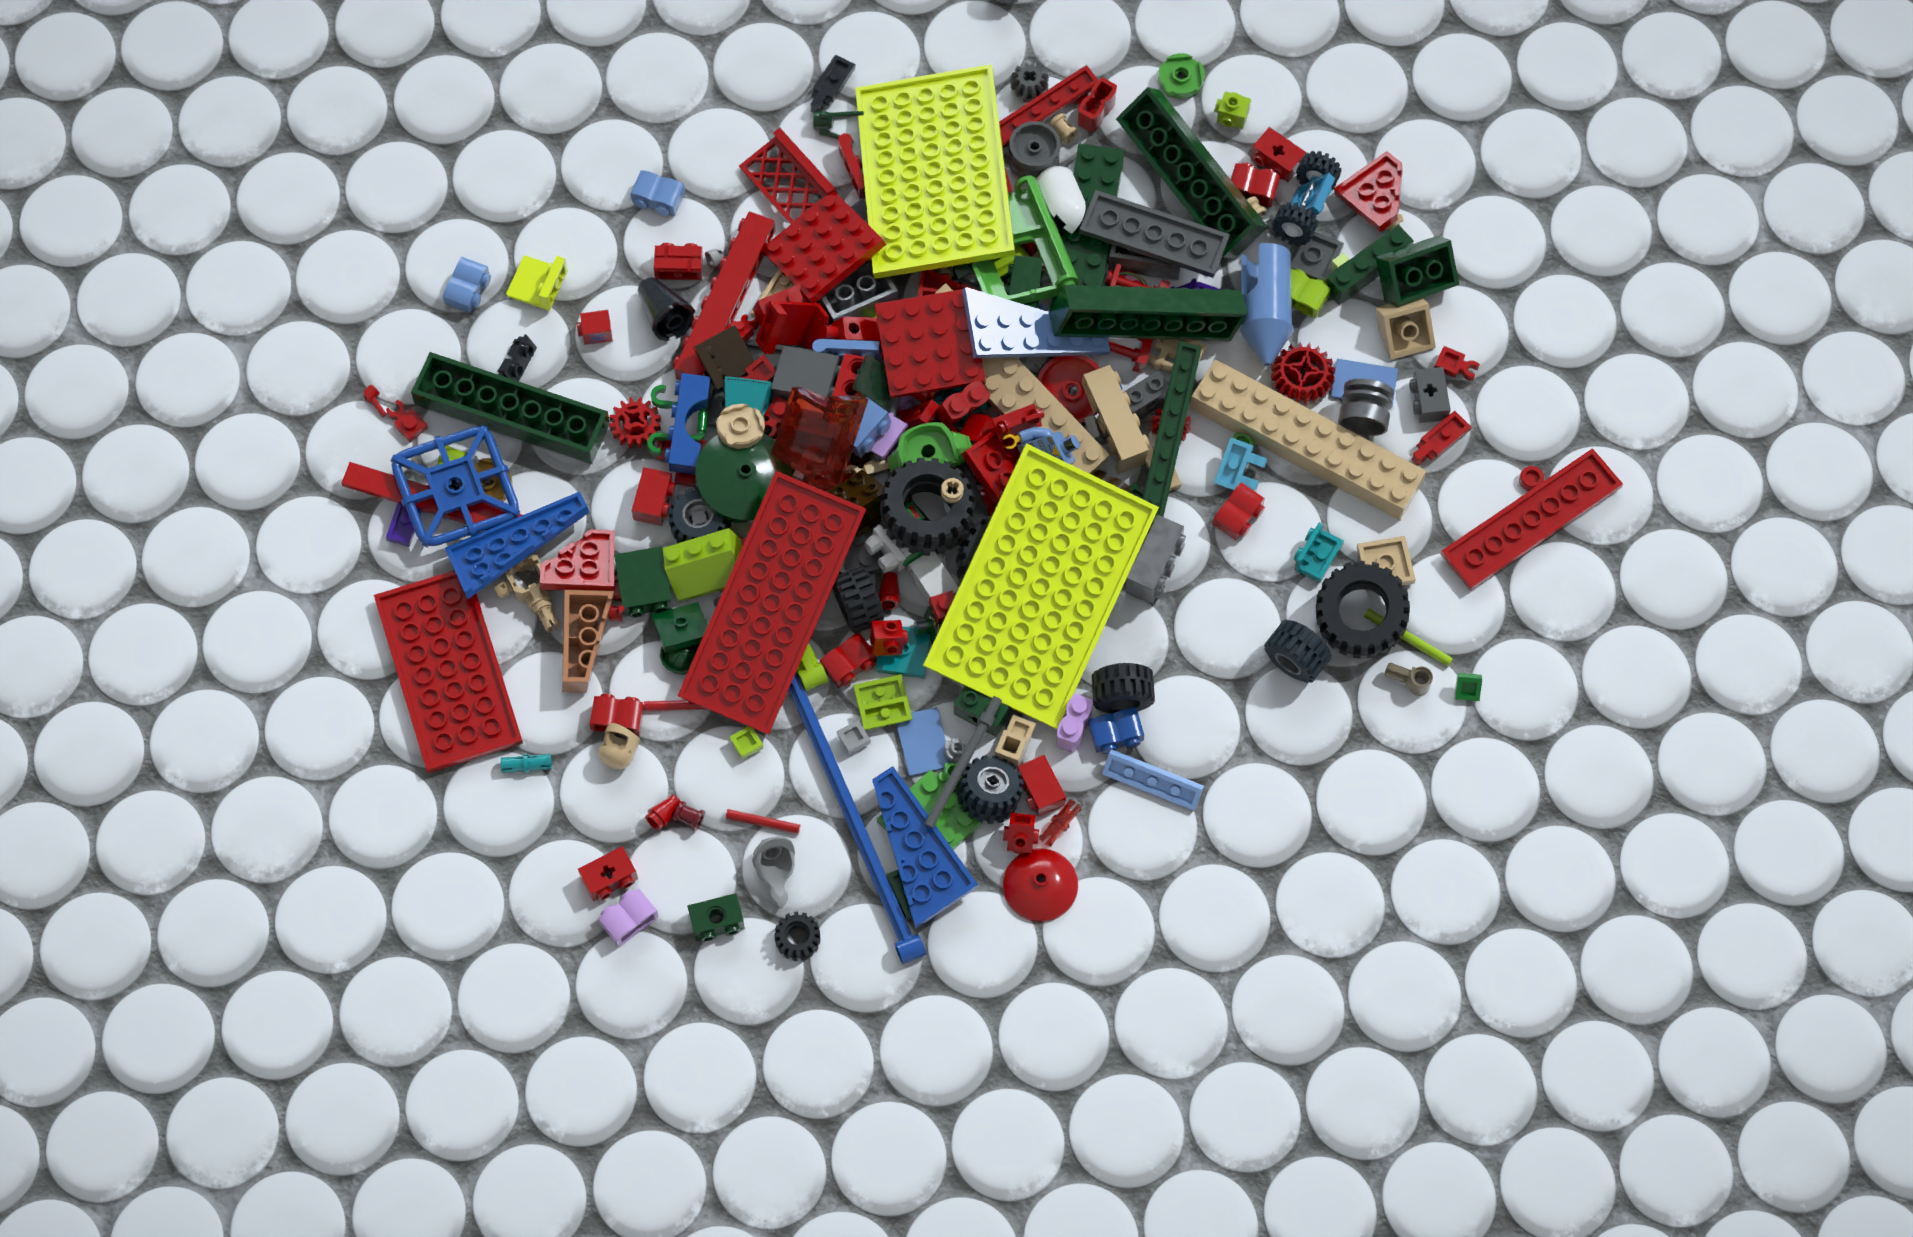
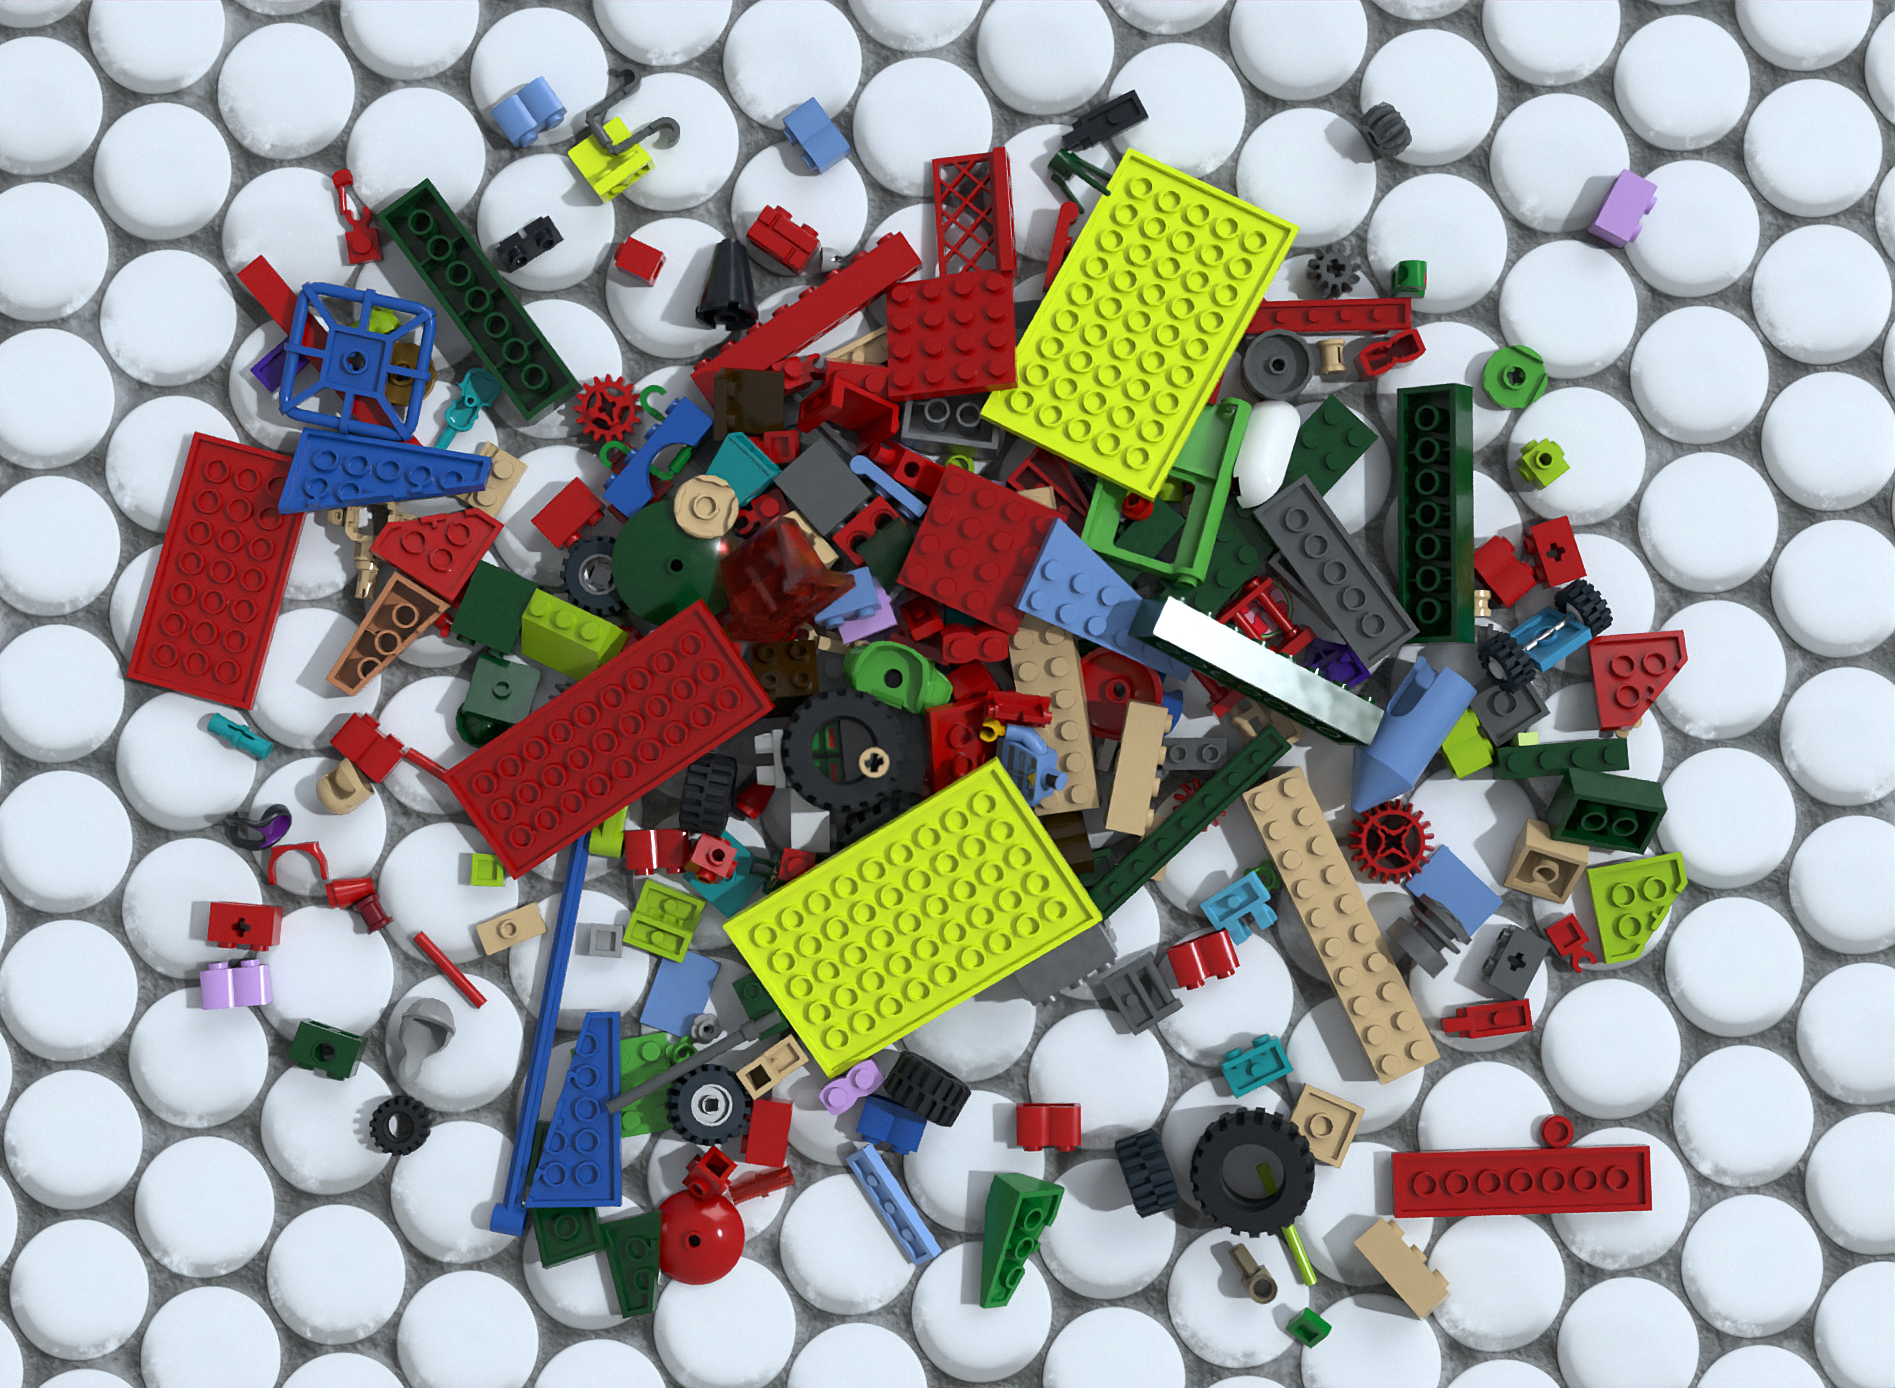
camera: 35 degrees right, 20 degrees up
(525, 271) = (600, 133): none -> dark grey piece
(542, 463) = (478, 390): none -> teal piece
(586, 800) = (272, 826): none -> black piece
(595, 519) = (502, 481): none -> tan plate
(616, 803) = (310, 847): none -> red cap
(786, 770) = (511, 928): none -> tan plate
(953, 929) = (567, 1234): none -> dark green plate
(1007, 266) = (1137, 507): none -> red plate
(1009, 919) = (634, 1260): none -> dark green wing
(1077, 55) = (1409, 279): none -> green leg
(1214, 563) = (1134, 1000): none -> dark grey plate
(1216, 669) = (1048, 1125): none -> red brick
(1236, 737) = (1014, 1220): none -> green wedge
(1474, 318) = (1633, 901): none -> lime plate
(1500, 611) = (1403, 1267): none -> tan wedge

